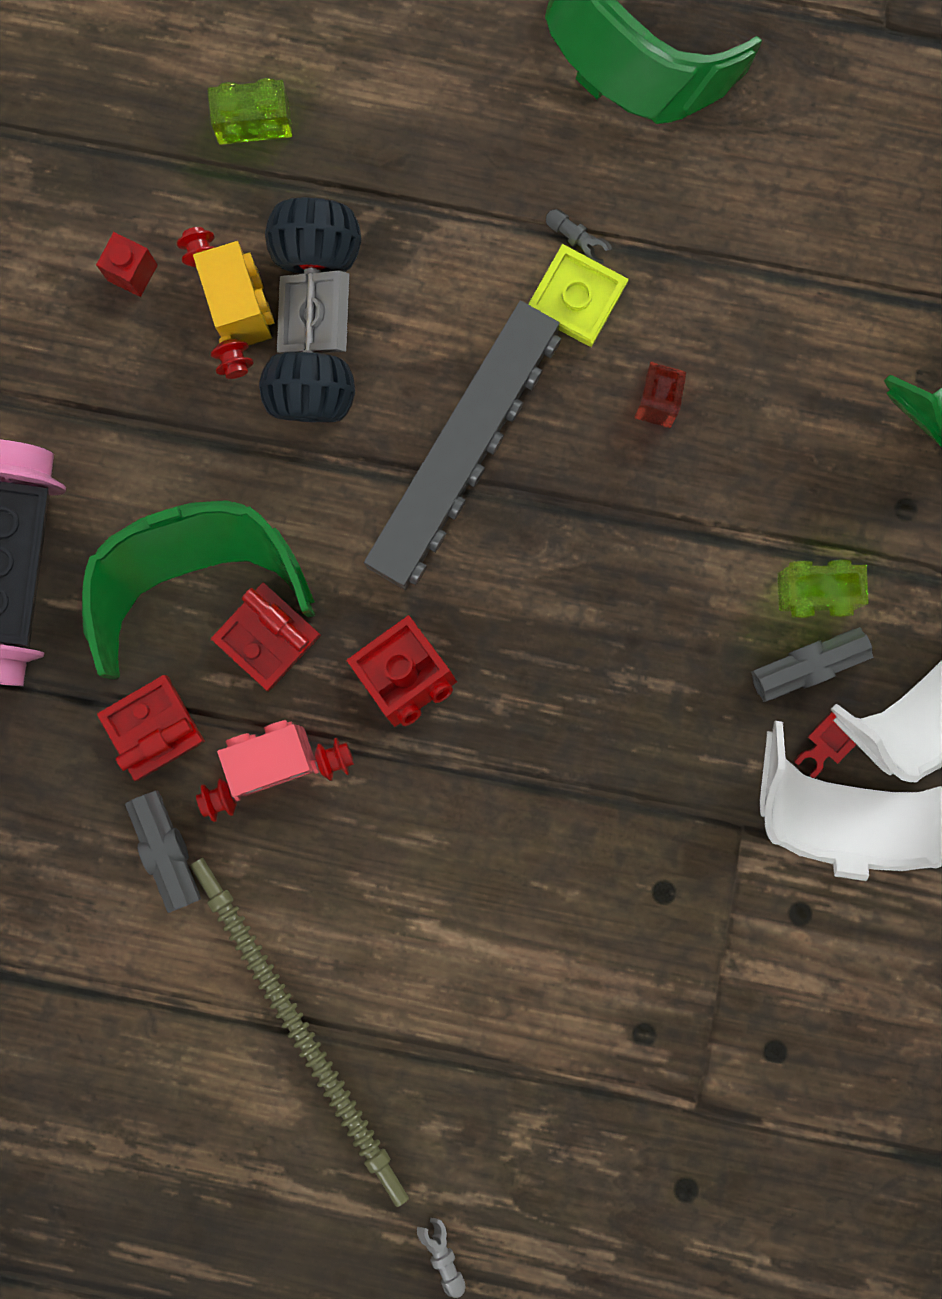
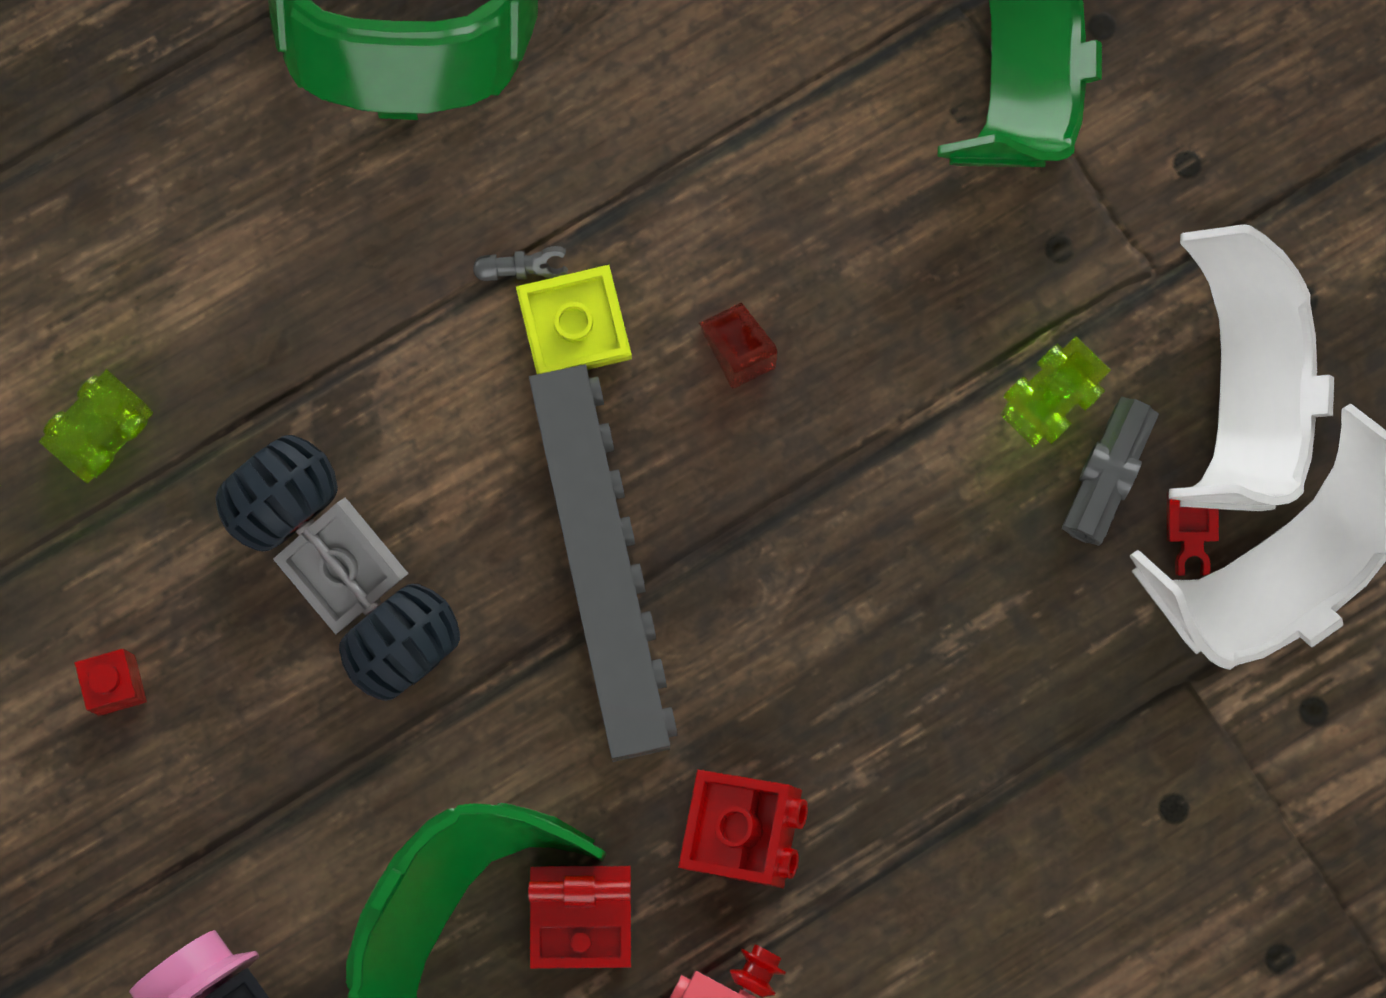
camera: 50 degrees left, 5 degrees down
(233, 297) = (248, 618): yellow brick -> none

